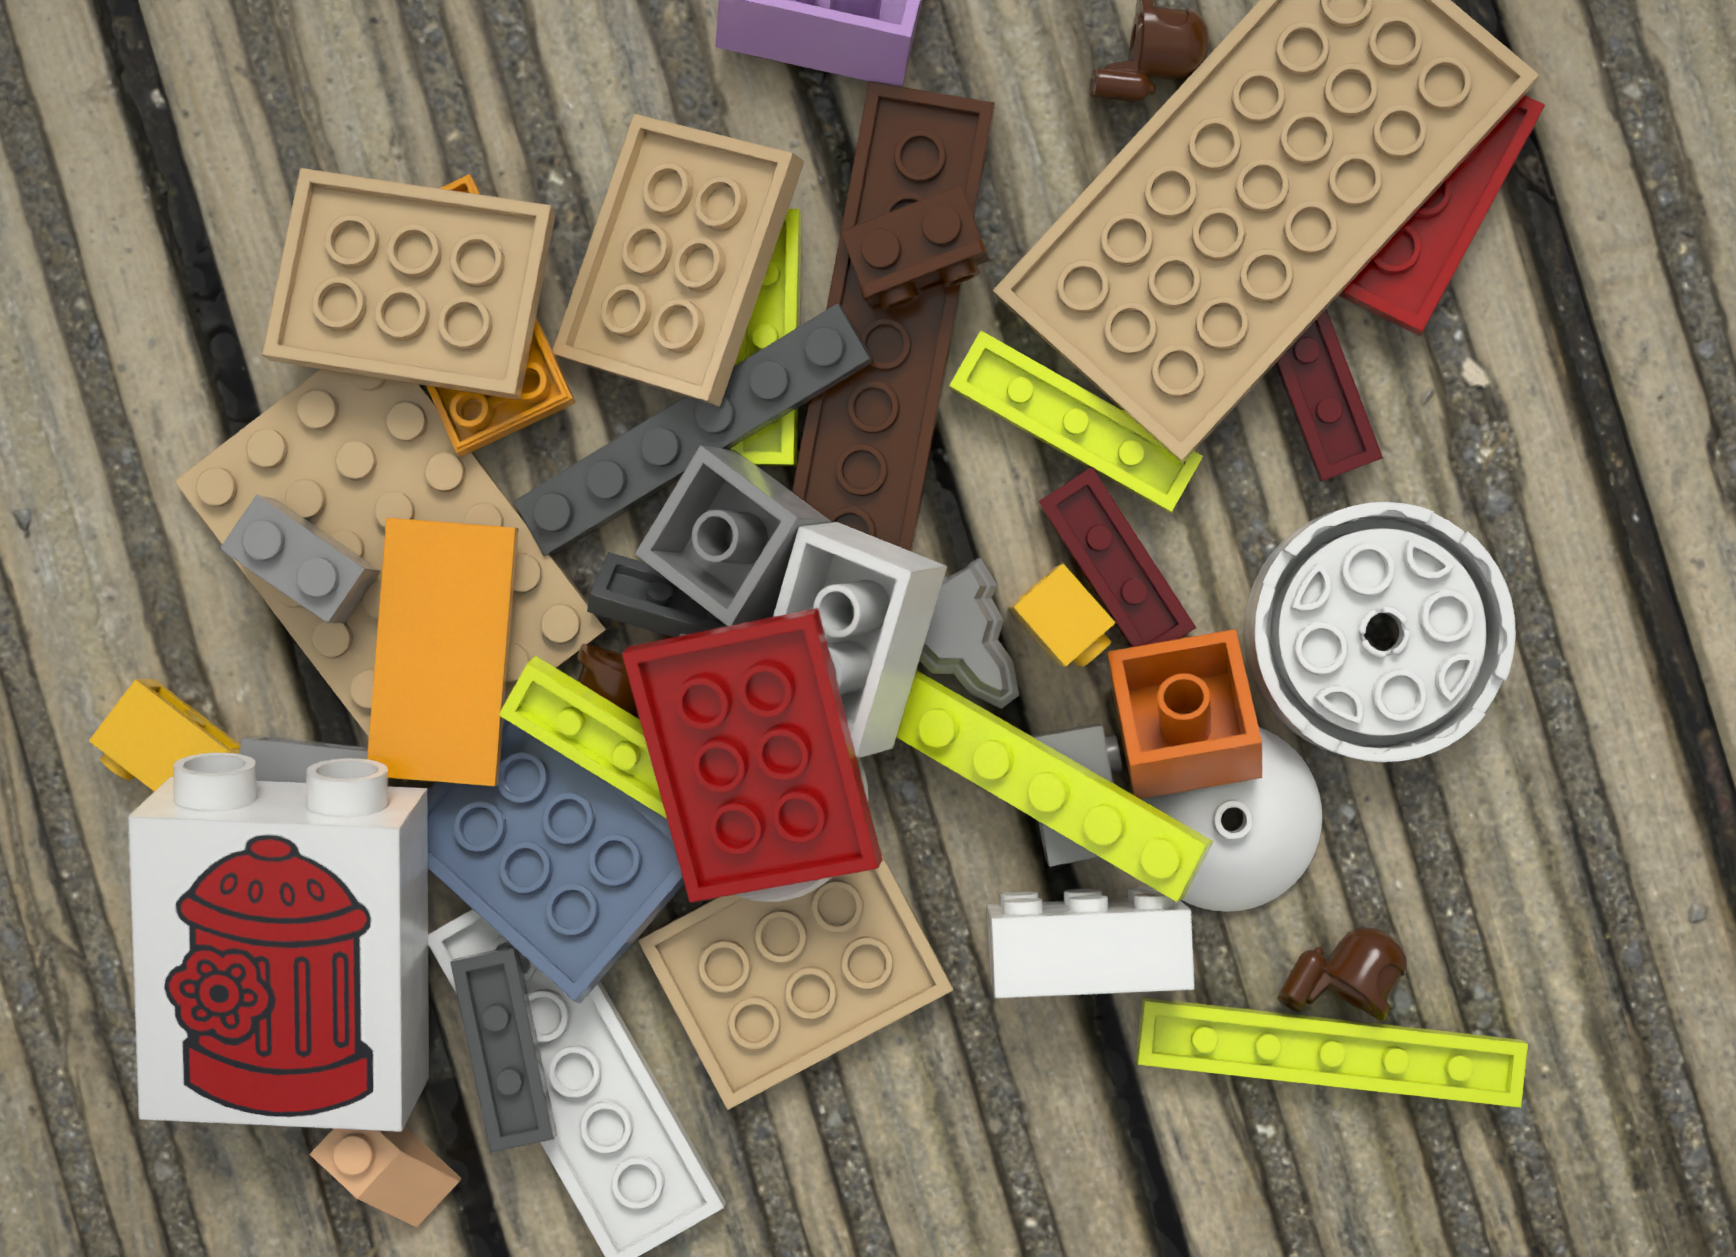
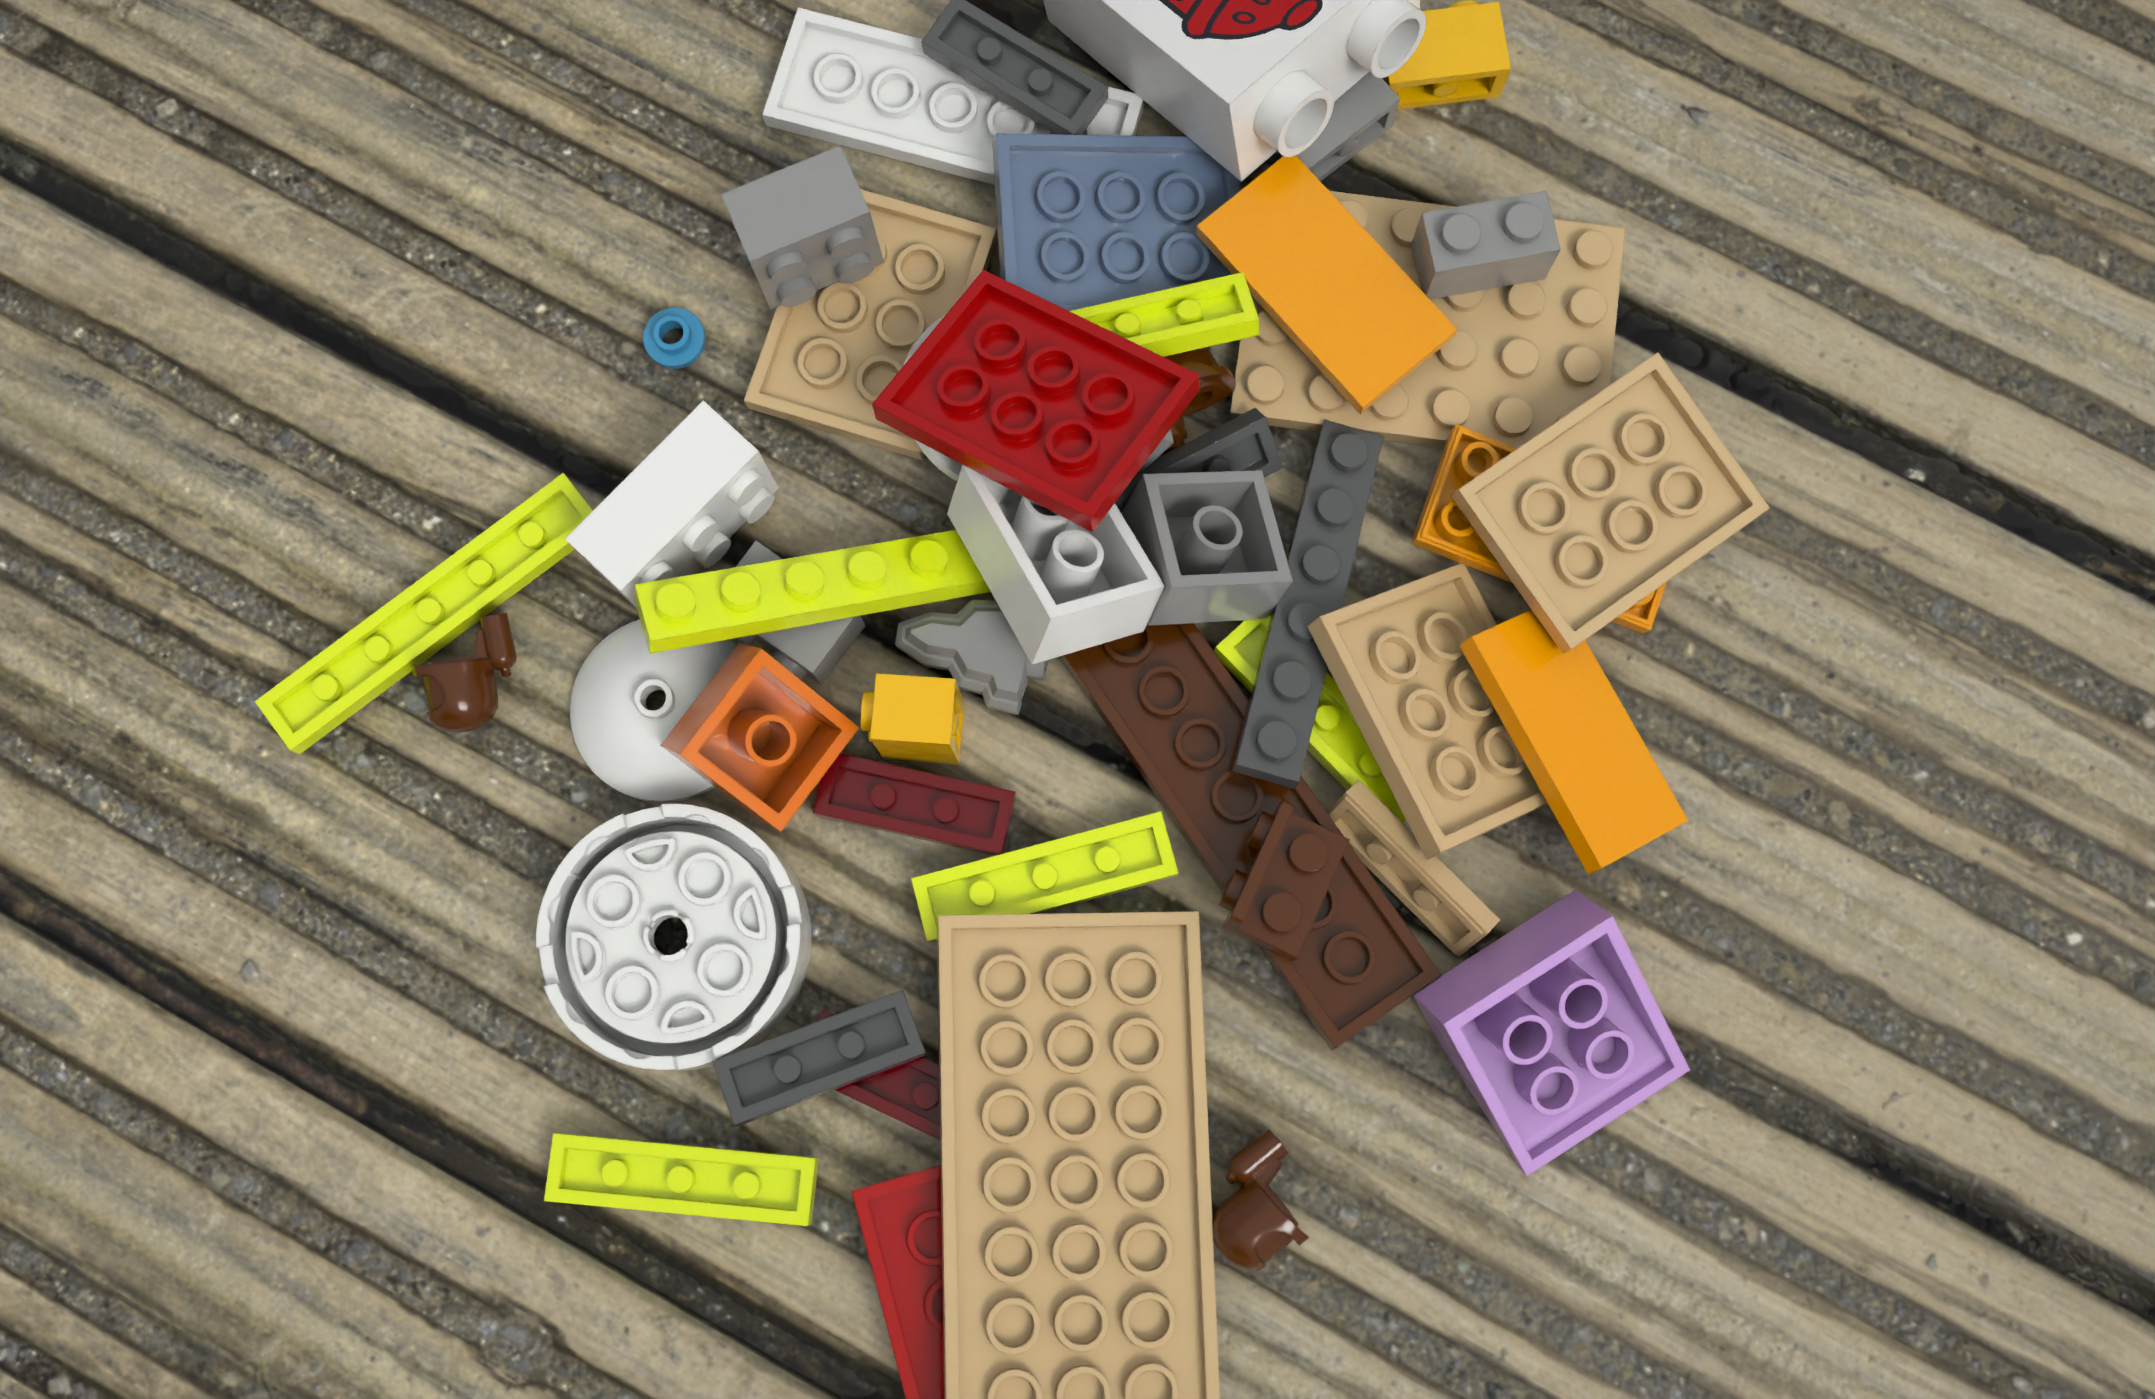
camera: 135 degrees right, 10 degrees down
(610, 145) = (1574, 740): none -> light orange tile
(792, 1065) = (805, 228): none -> light grey brick
(818, 189) = (1398, 862): none -> tan tile
(947, 1076) = (684, 351): none -> dark azure plate
(1359, 442) = (819, 1058): none -> dark grey plate
(1529, 459) = (681, 1179): none -> neon yellow plate

